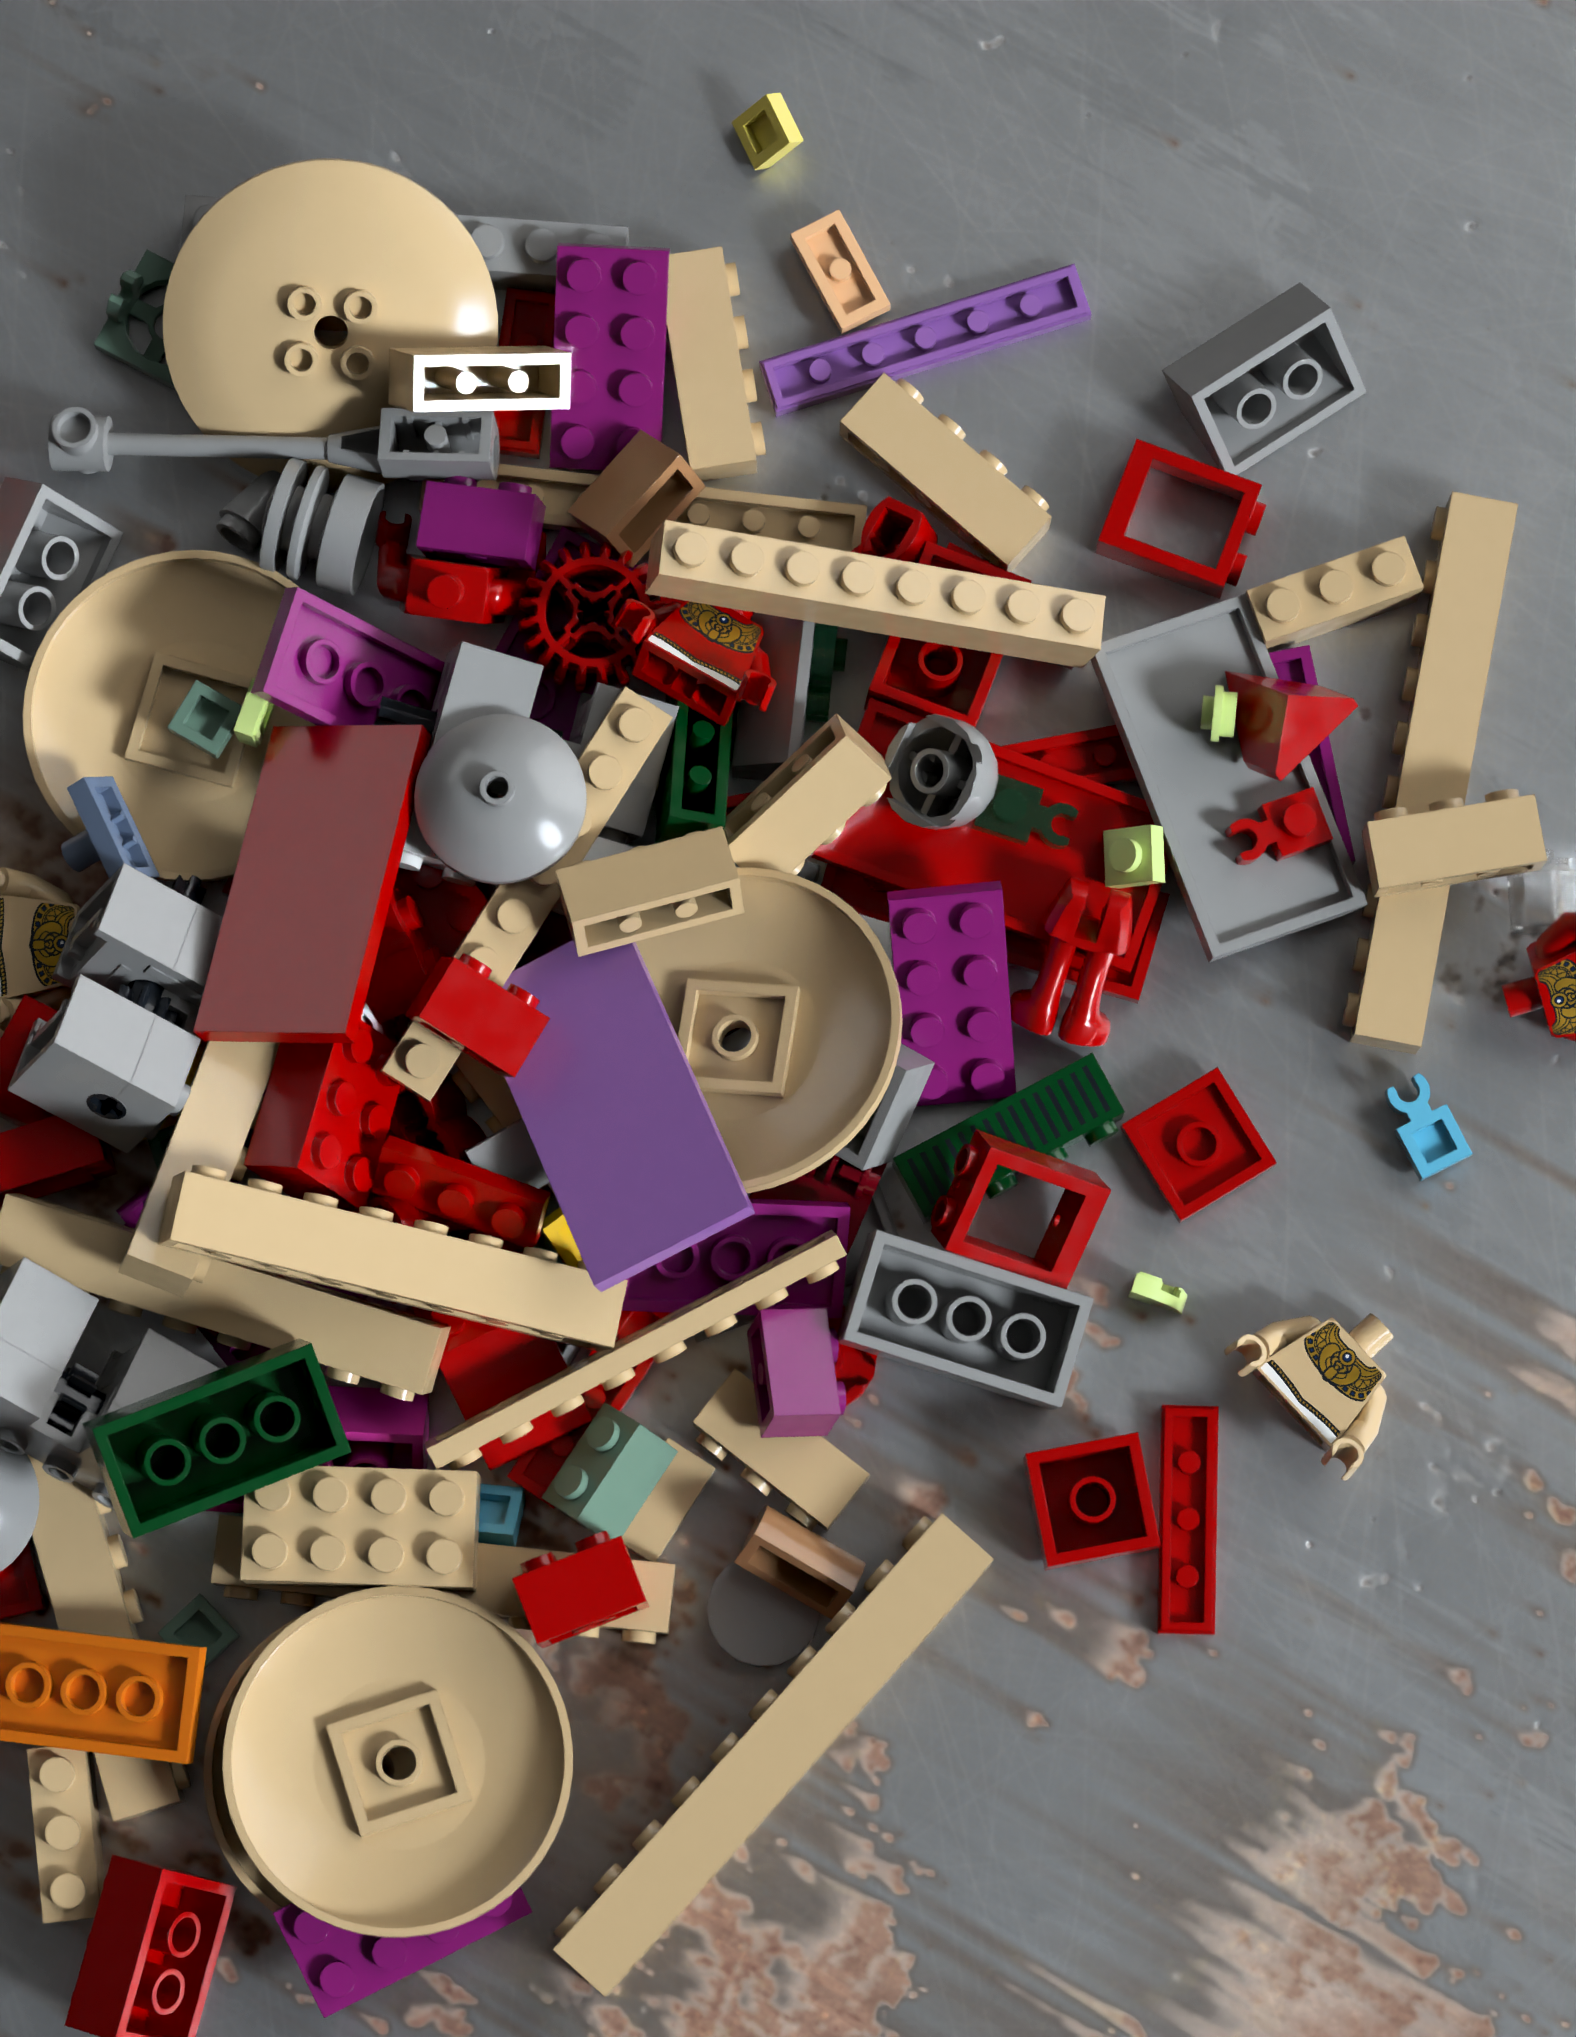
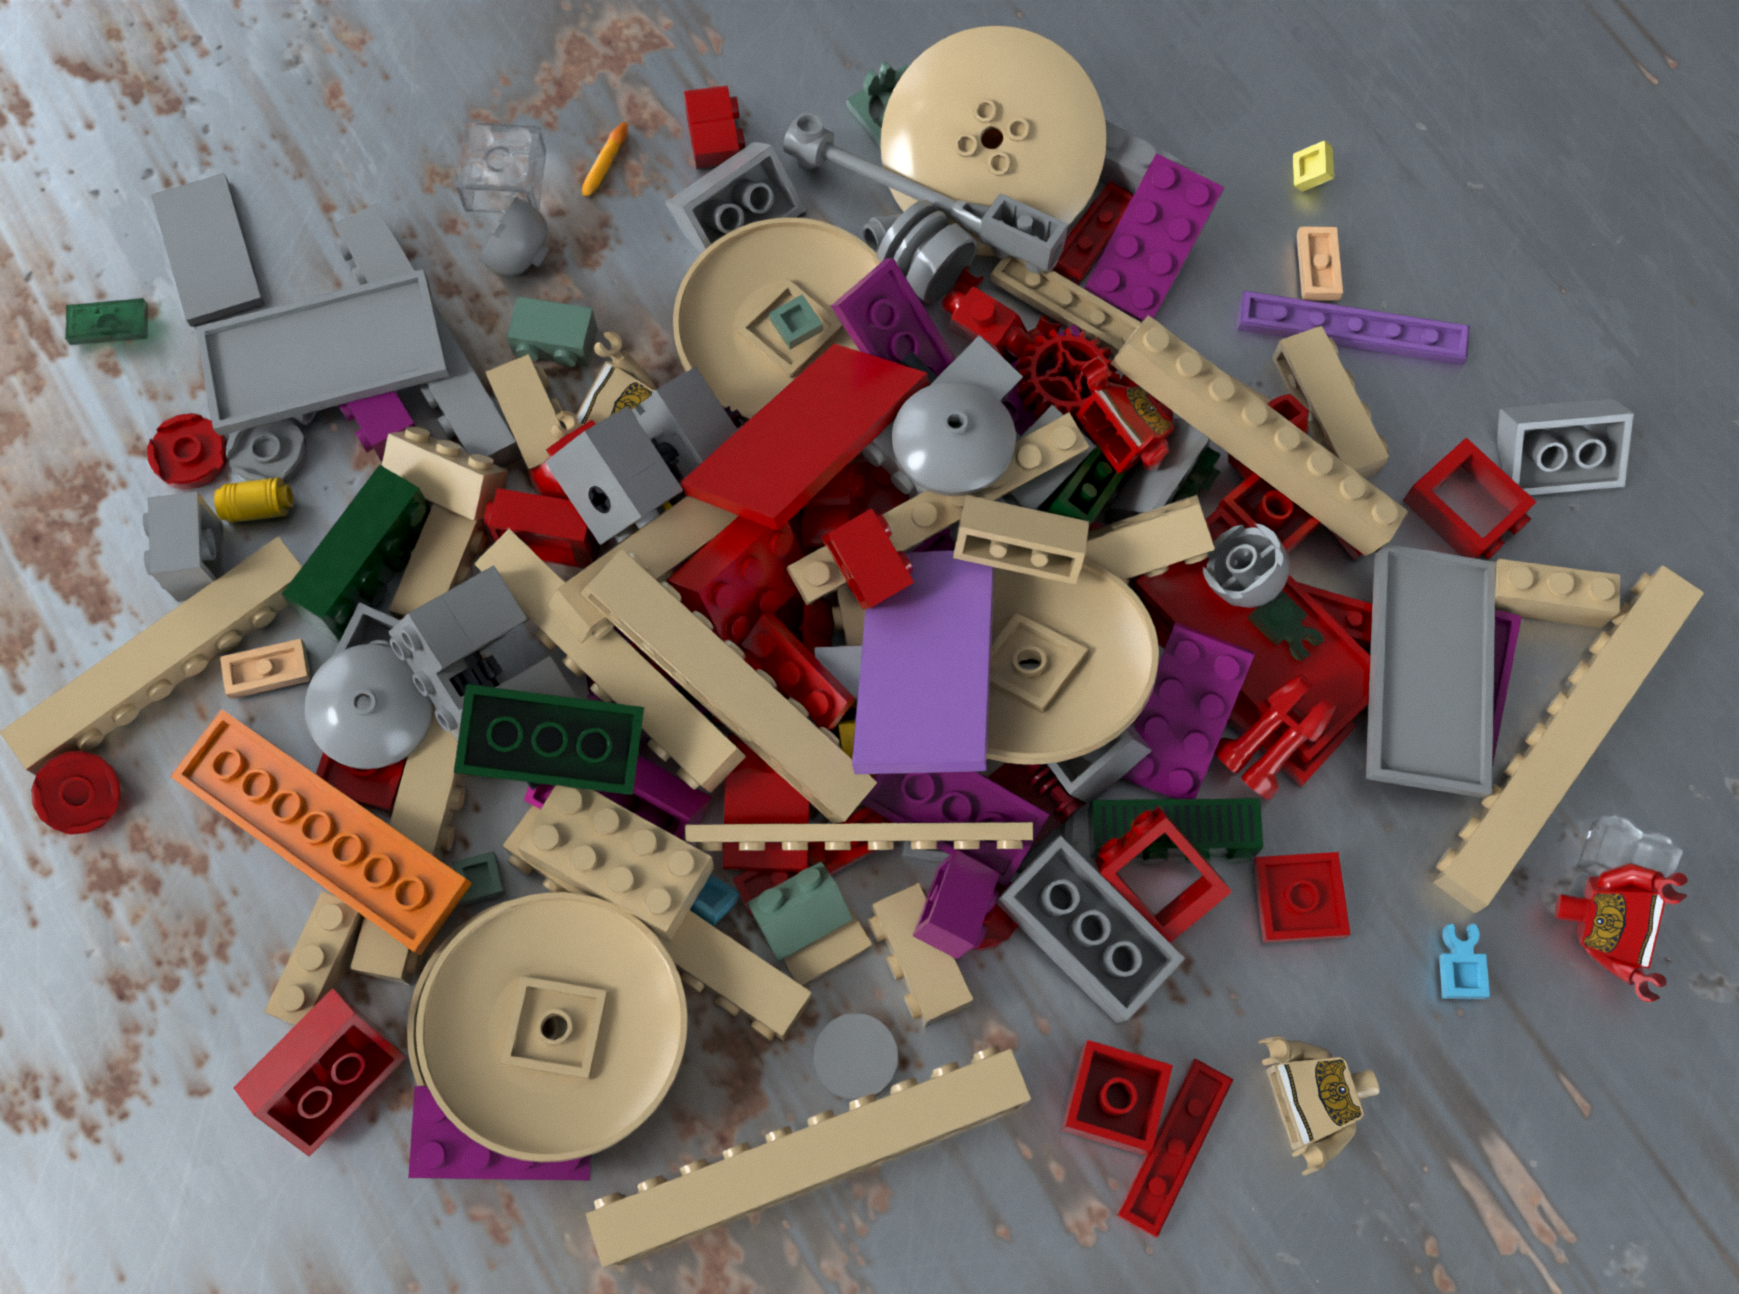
camera: 25 degrees right, 10 degrees down
(108, 832) = (700, 351): sand blue tile -> none
(253, 719) = (825, 333): yellowish green tile -> none
(479, 378) = (1063, 198): tan brick -> none
(481, 523) = (1028, 290): magenta brick -> none
(579, 1590) = (736, 971): red brick -> none
(636, 496) = (1120, 318): medium nougat brick -> none
(708, 366) = (1211, 276): tan brick -> none
(800, 1562) = (896, 1035): medium nougat brick -> none
(1134, 856) = (1348, 685): yellowish green plate -> none
(1152, 1291) = (1222, 977): yellowish green tile -> none
(1219, 713) = (1448, 622): yellowish green plate -> none
(1283, 720) = (1488, 647): red slope -> none
(1287, 825) = (1459, 716): red plate -> none
(1453, 843) = (1572, 781): tan brick -> none

